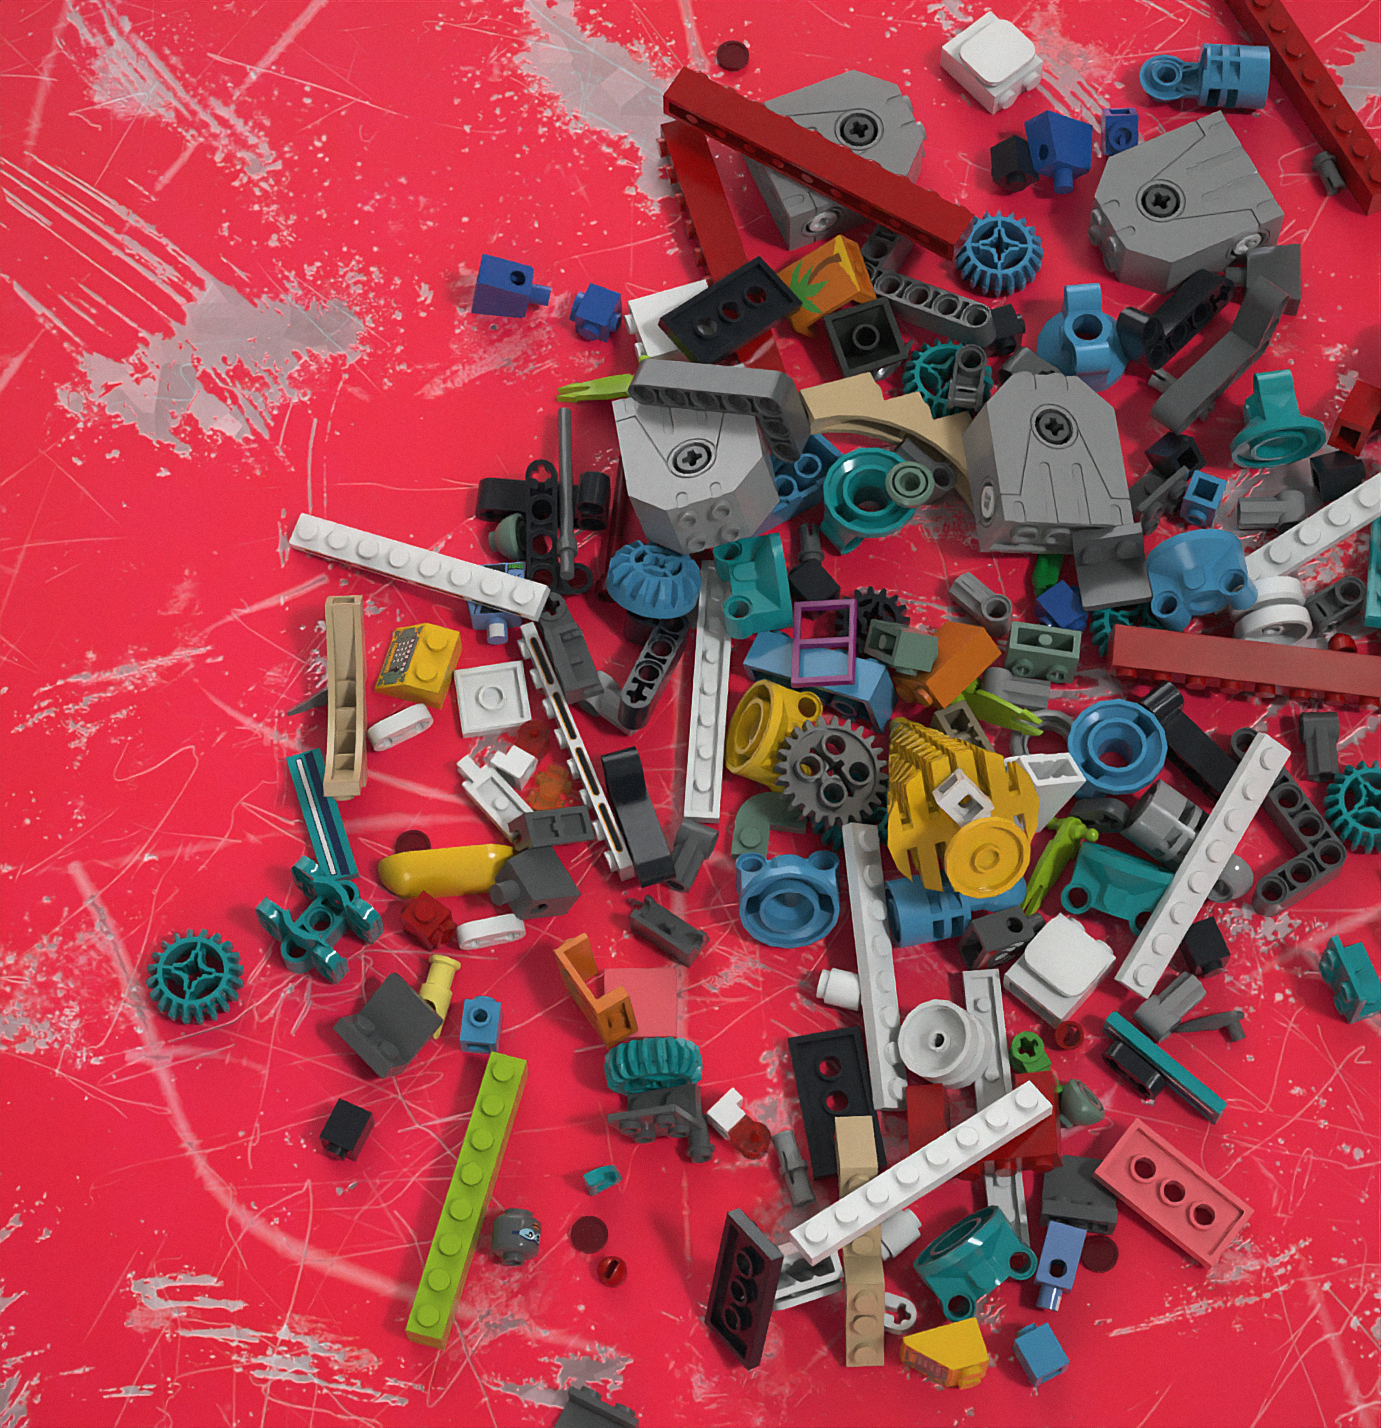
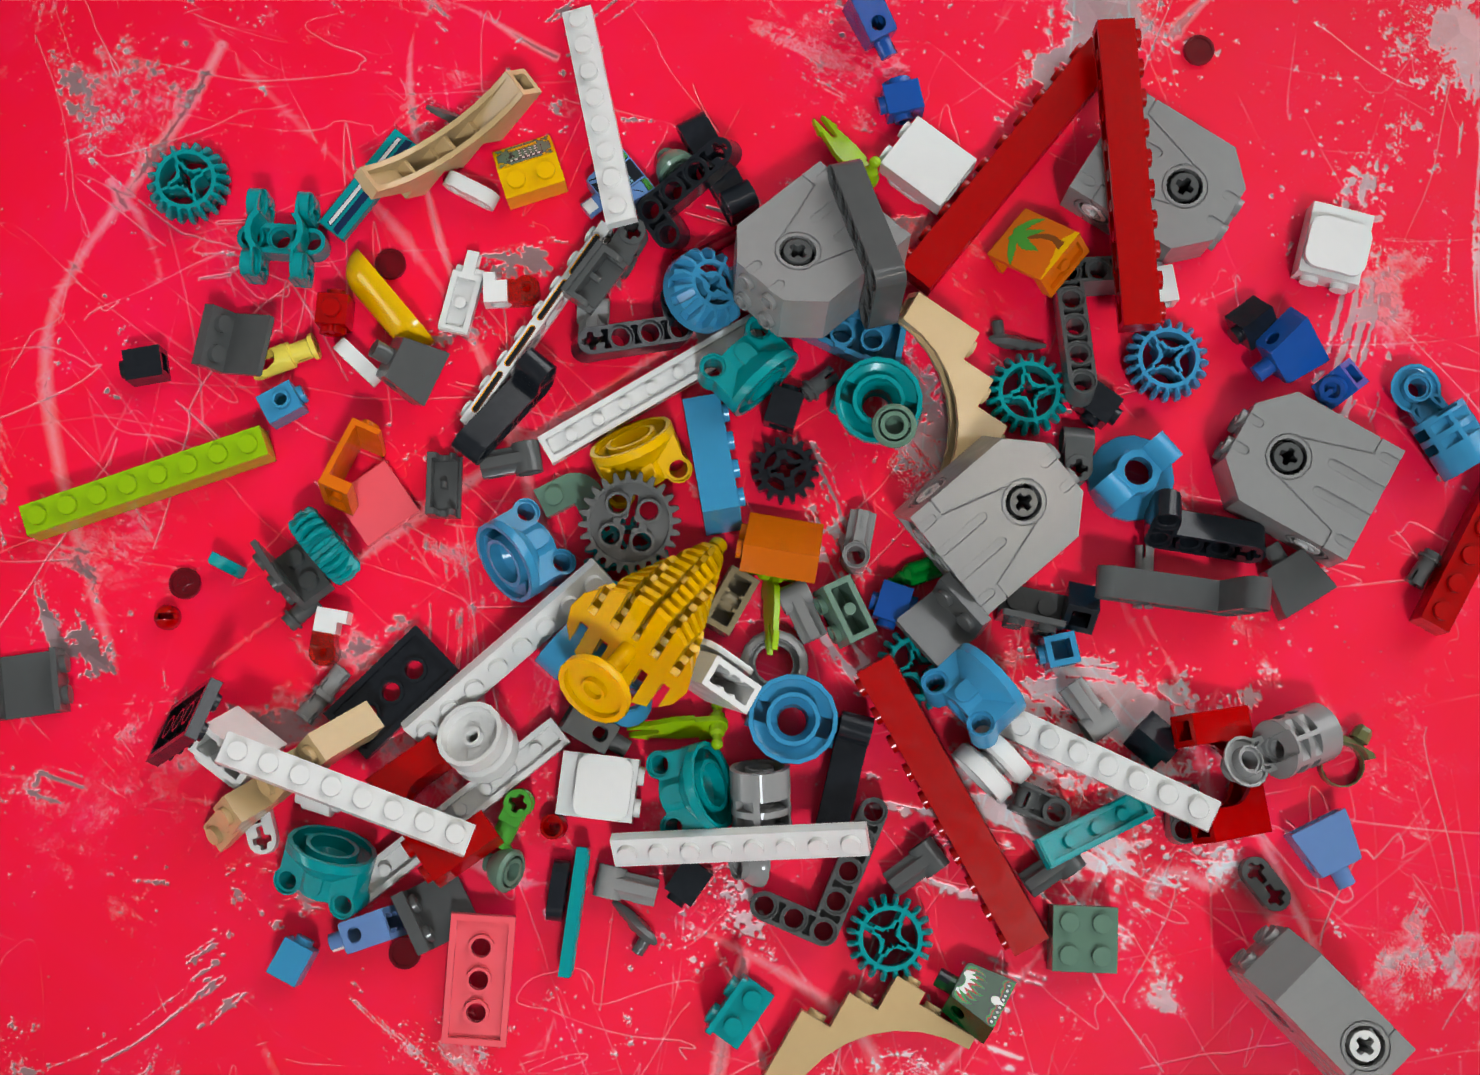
camera: 55 degrees right, 15 degrees up
(492, 698) = (541, 240): white tile -> none
(516, 1236) = (142, 535): dark grey head -> none
(550, 788) = (492, 329): piece -> none
(552, 827) = (458, 352): dark grey hinge -> none
(566, 544) = (683, 208): dark grey bar -> none
(730, 294) = (939, 209): black plate -> none
(799, 643) = (720, 430): magenta window -> none
(840, 989) = (477, 635): white brick -> none
(864, 338) = (1015, 310): pearl dark grey slope -> none
(901, 646) = (767, 506): sand green brick -> none
(943, 474) = (934, 421): dark grey piece -> none
(948, 1353) = (246, 896): yellow slope -> none
(953, 790) = (627, 640): white brick -> none
(967, 384) = (1022, 412): dark grey piece -> none
(1102, 814) = (739, 739): dark grey beam -> none
(1274, 428) = (1156, 666): teal piece -> none
(1342, 643) = (1010, 832): red hinge -> none

